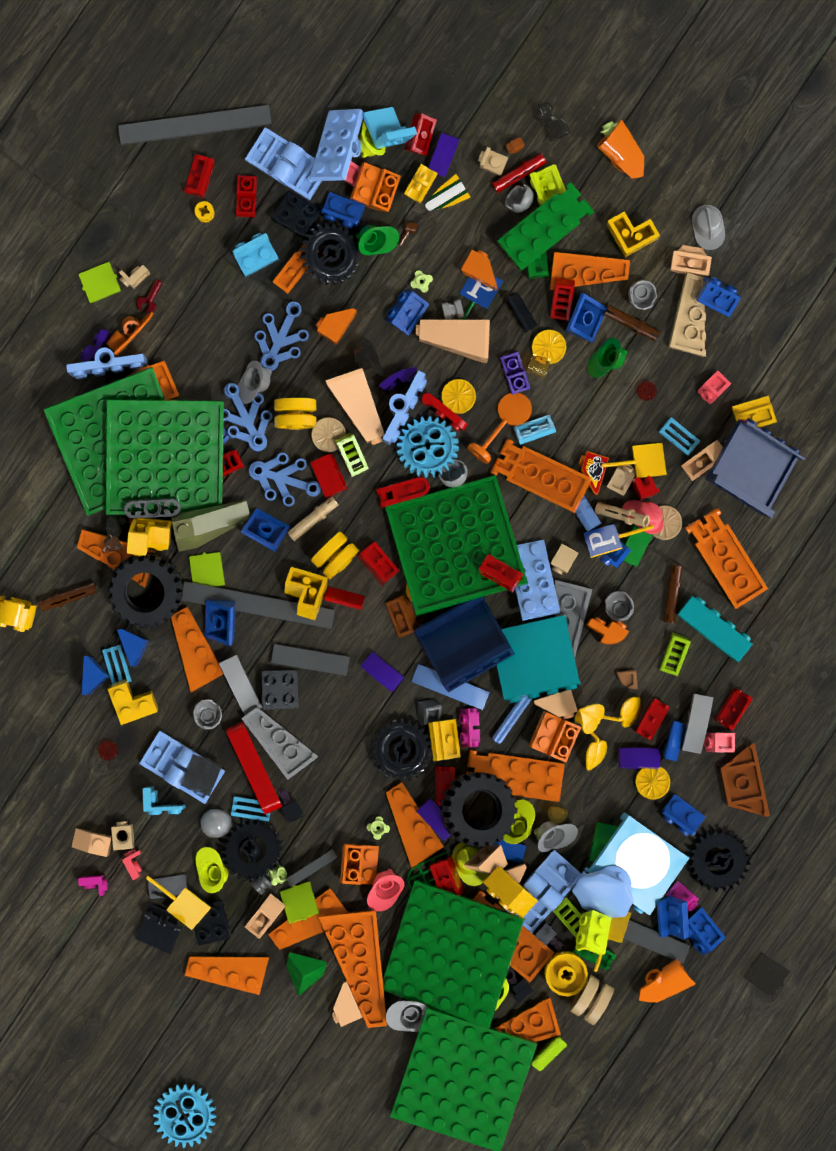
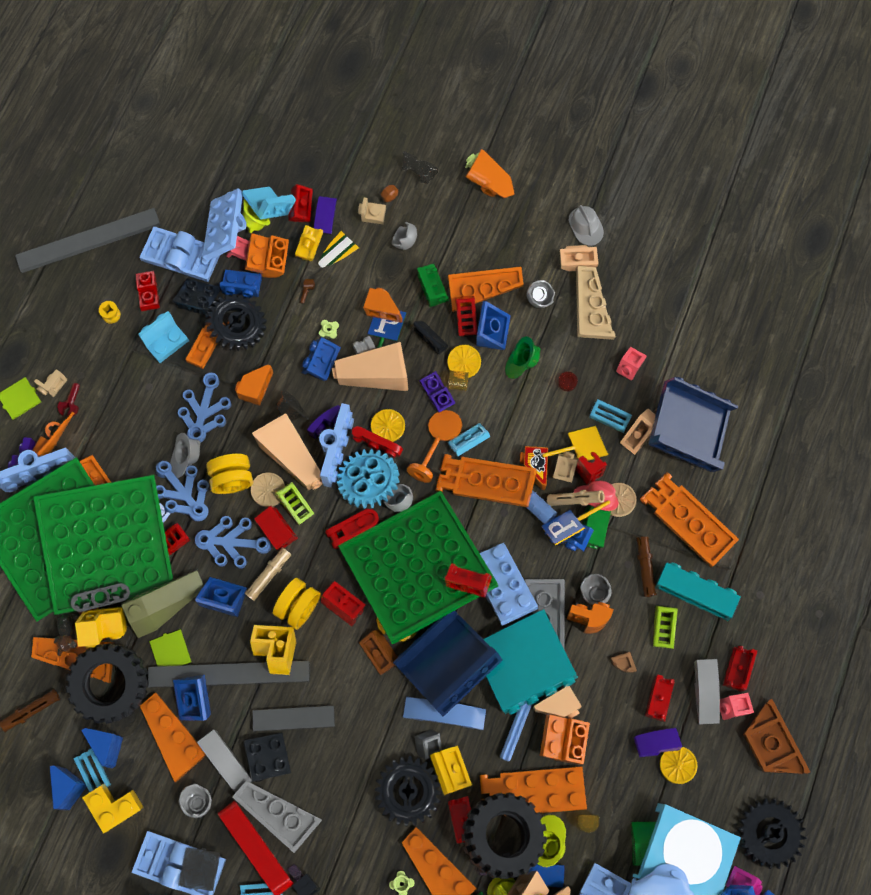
camera: 10 degrees left, 15 degrees down
(108, 750) = (97, 866): clear red tile -> none
(199, 176) = (100, 282): red hinge -> none
(344, 598) = (316, 647): red slope -> none
(377, 239) = (279, 300): green piece -> none
(382, 671) = (370, 713): dark purple slope -> none
(431, 814) = (455, 855): dark purple slope -> none
(468, 718) = (475, 760): dark pink hinge -> none
(518, 173) = (404, 211): red pin -> none
(544, 227) = (433, 253): green hinge -> none
(547, 183) = (430, 221): neon yellow bracket -> none
(554, 836) = (591, 847): light grey piece -> none
(563, 559) = (528, 556): tan brick -> none
(590, 717) = (597, 709): yellow plant -> none
(630, 238) = (516, 247): yellow brick -> none
(632, 323) = (536, 322): reddish brown pin -> none
(674, 741) = (688, 715): blue slope -> none
(683, 815) = (719, 793): blue bracket -> none
(718, 296) = (613, 280): blue bracket -> none
(756, 410) = (680, 369): yellow plate -> none

